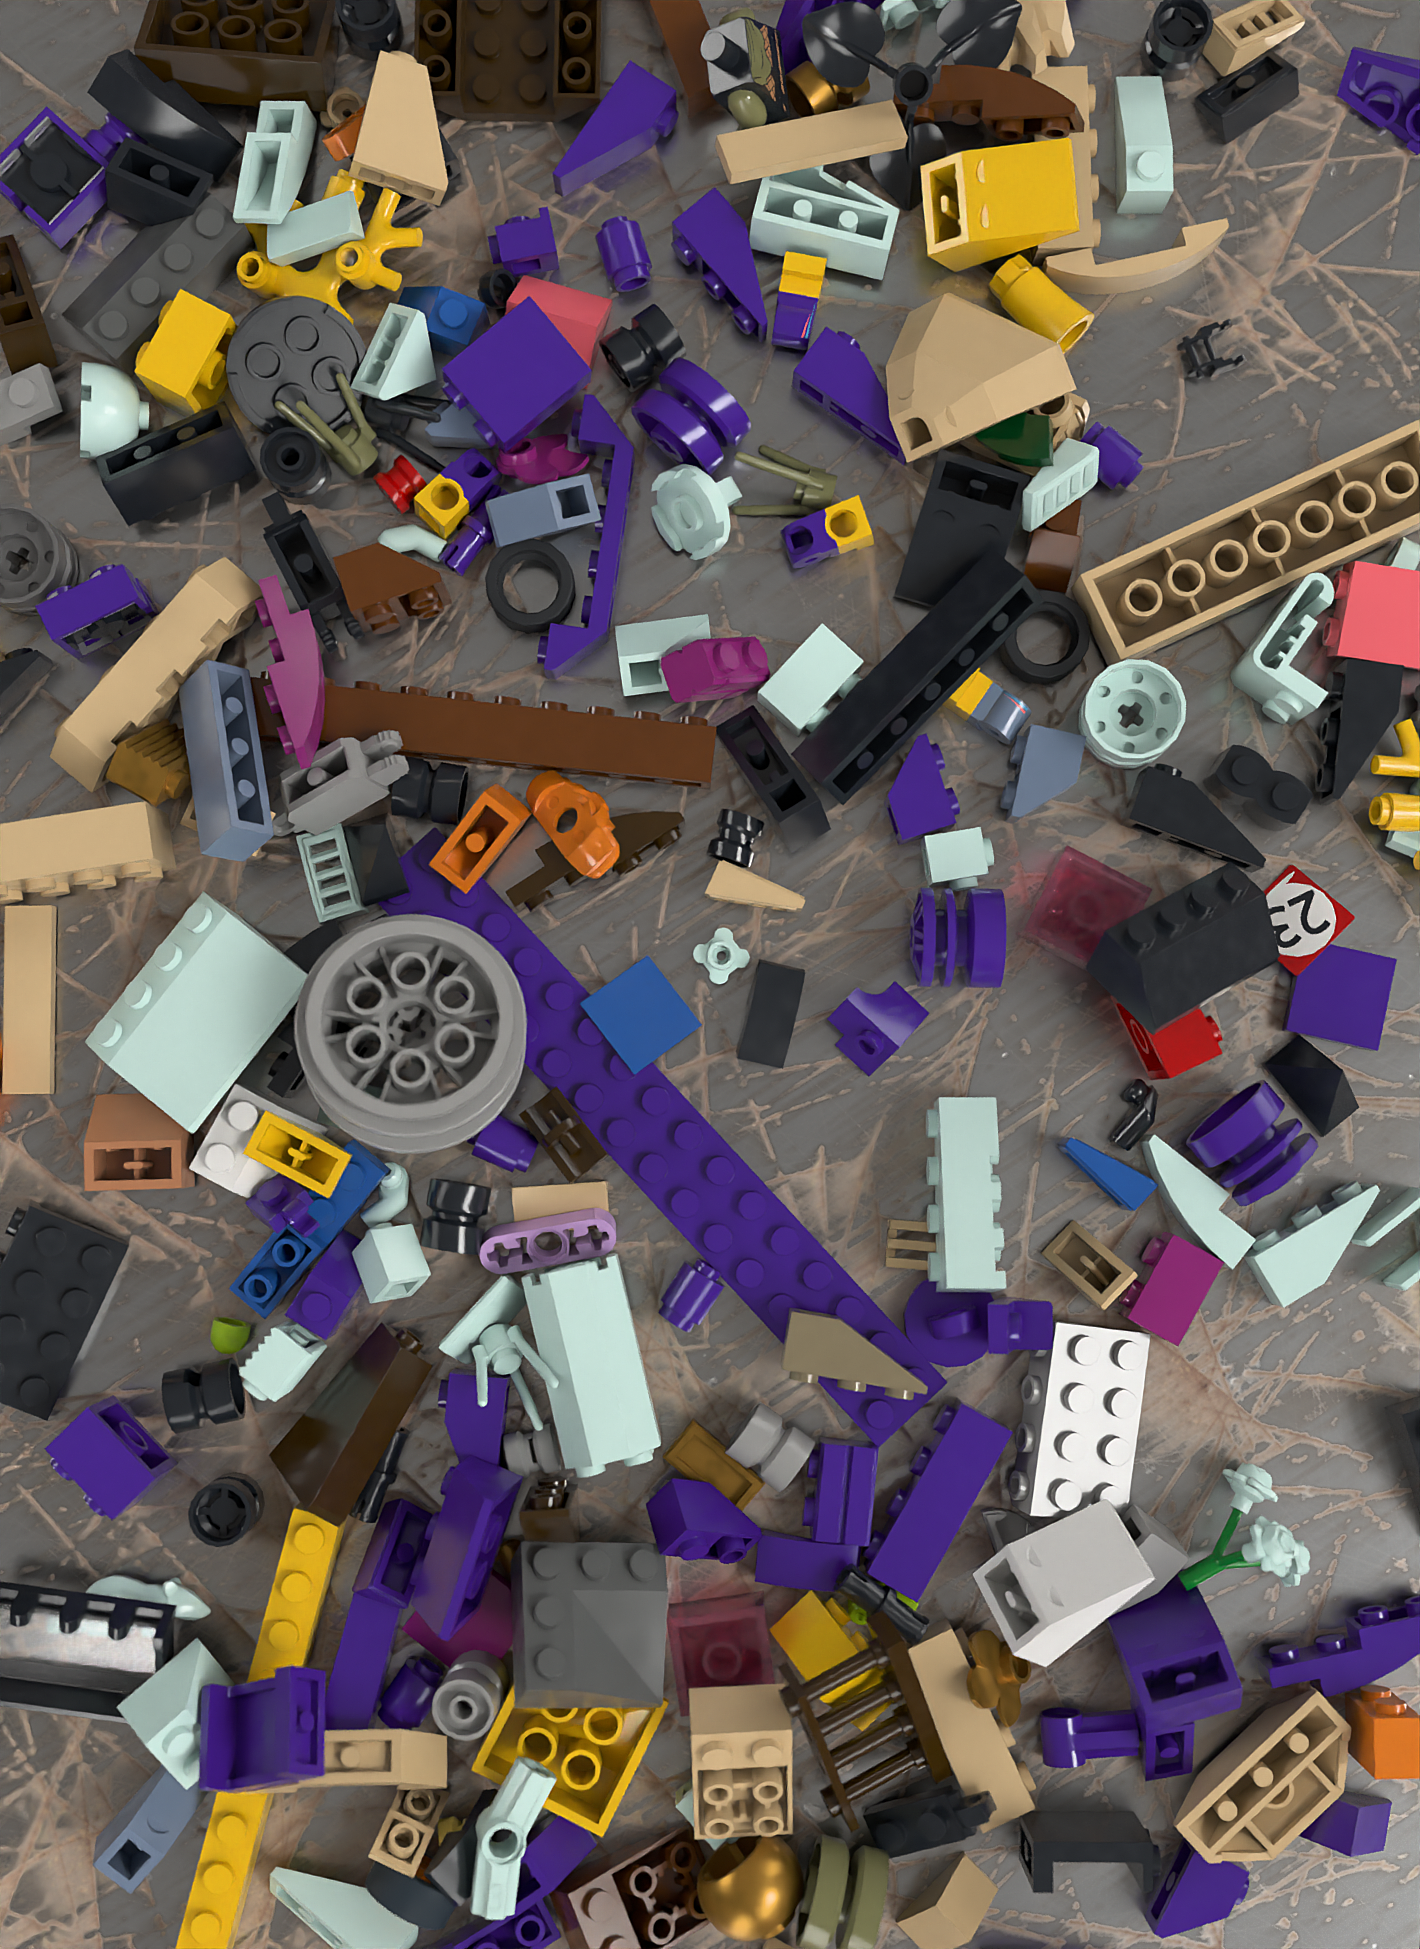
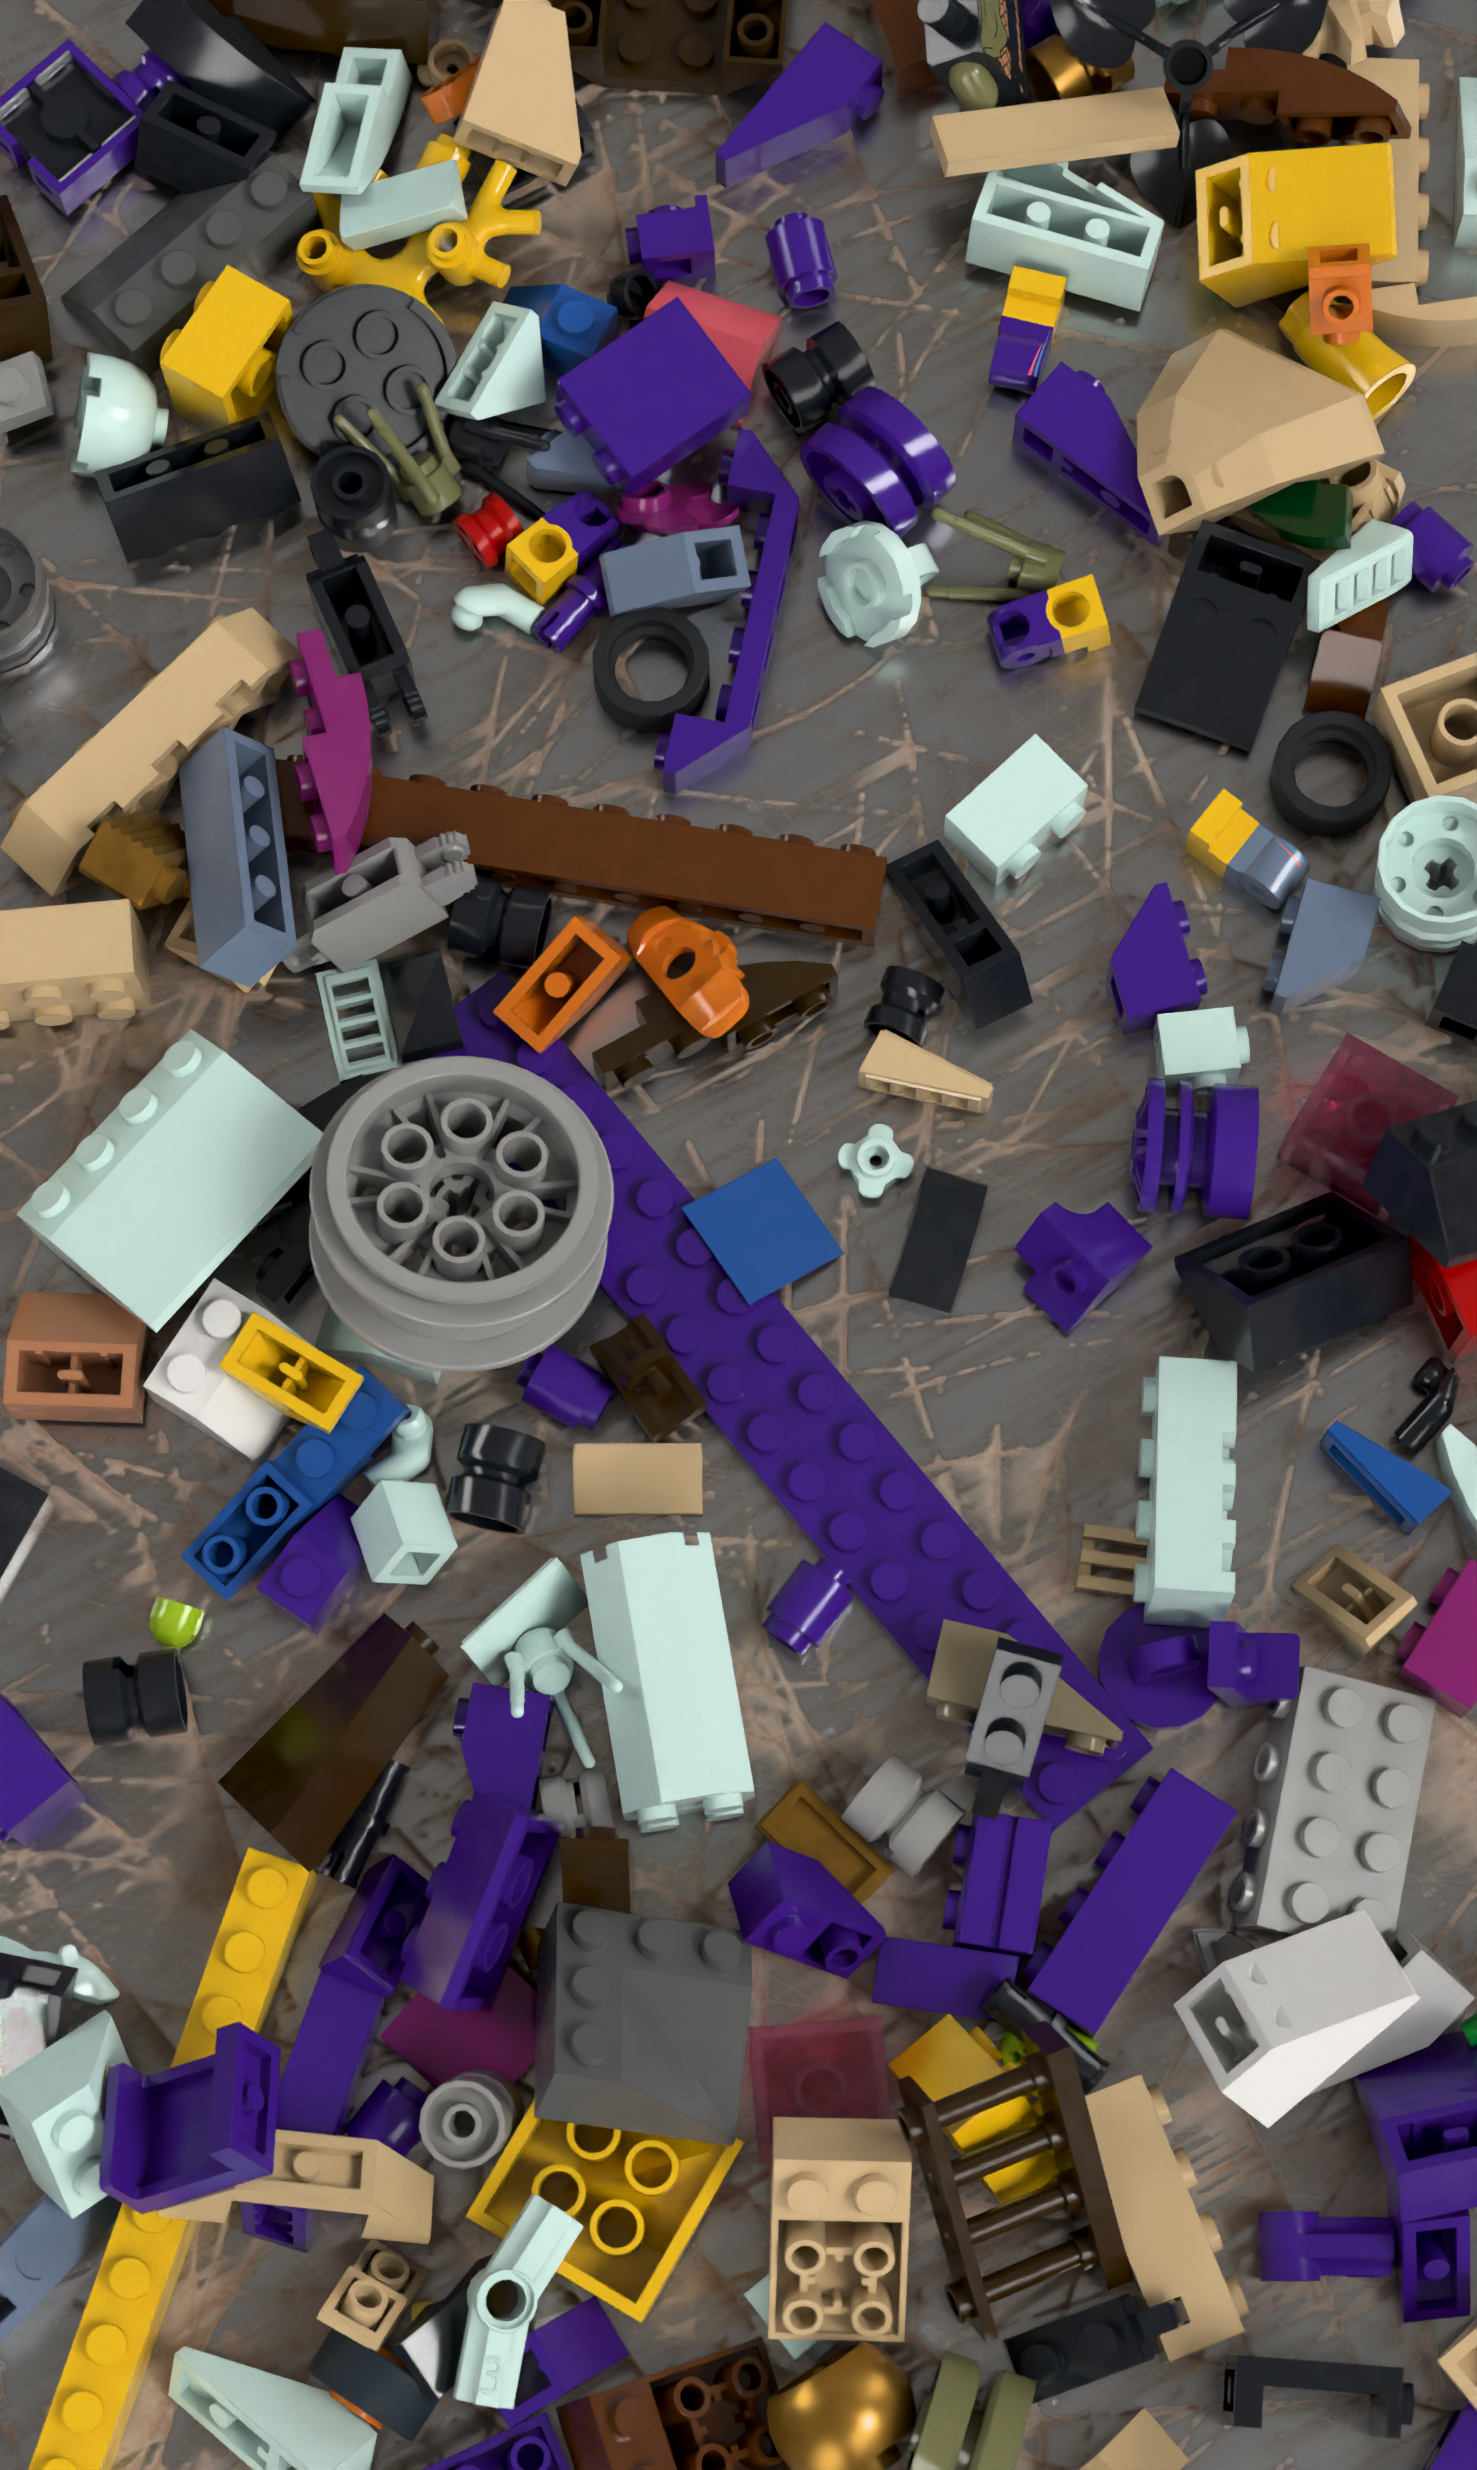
camera: 10 degrees right, 10 degrees down
(97, 610) = (81, 664): dark purple piece -> none
(226, 1509) = (154, 1850): black wheel -> none
(281, 1361) = (246, 1650): light aqua brick -> none
(282, 1204) = (262, 1441): dark purple plate -> none
(389, 587) = (469, 655): reddish brown slope -> none
(511, 1234) = (568, 1514): lavender beam -> none
(645, 643) = (821, 761): light aqua slope -> none
(715, 669) = (890, 782): magenta brick -> none
(719, 247) = (927, 259): dark purple slope -> none
(844, 1387) = (1010, 1721): none -> hinge
(918, 676) = (1157, 808): black brick -> none
(996, 1676) = (1201, 2145): pearl gold plate -> none
(1035, 247) = (1334, 273): none -> orange brick
(1036, 1032) = (1297, 1280): none -> black slope

